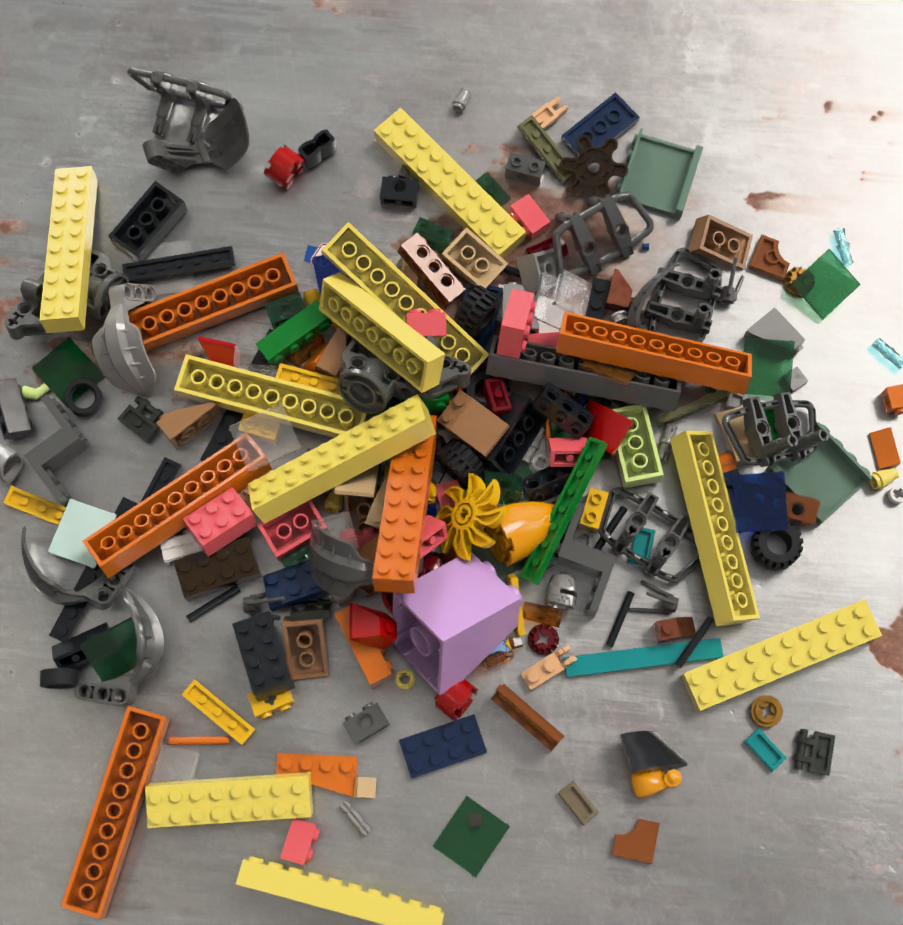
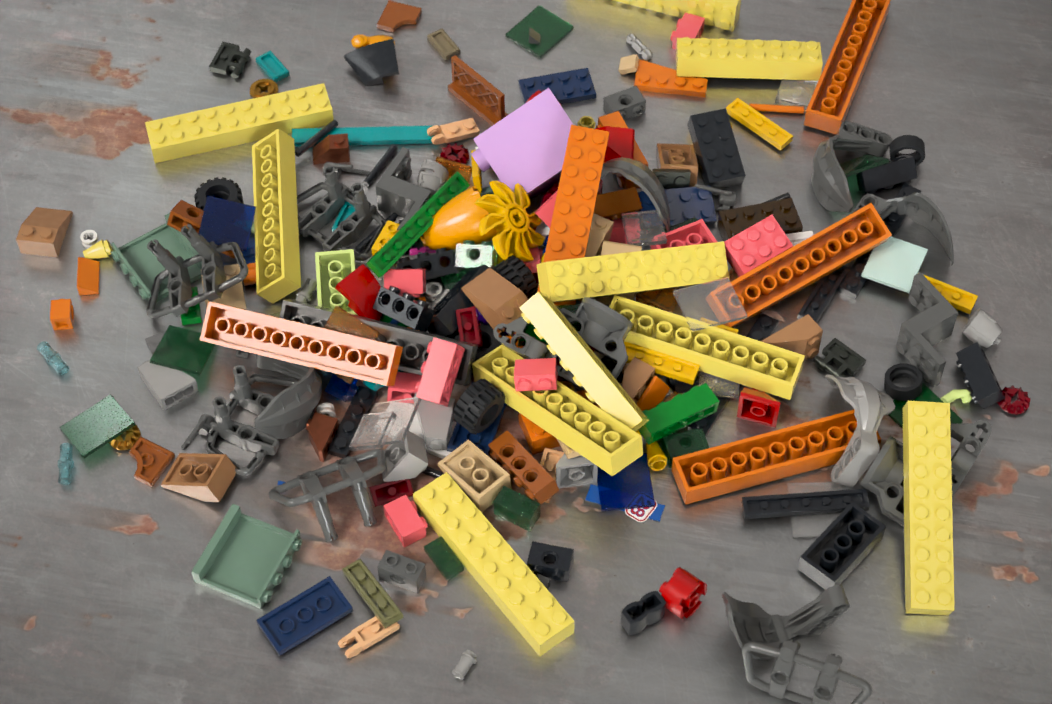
camera: 175 degrees left, 20 degrees down
(591, 154) = (322, 548): dark brown plate -> none

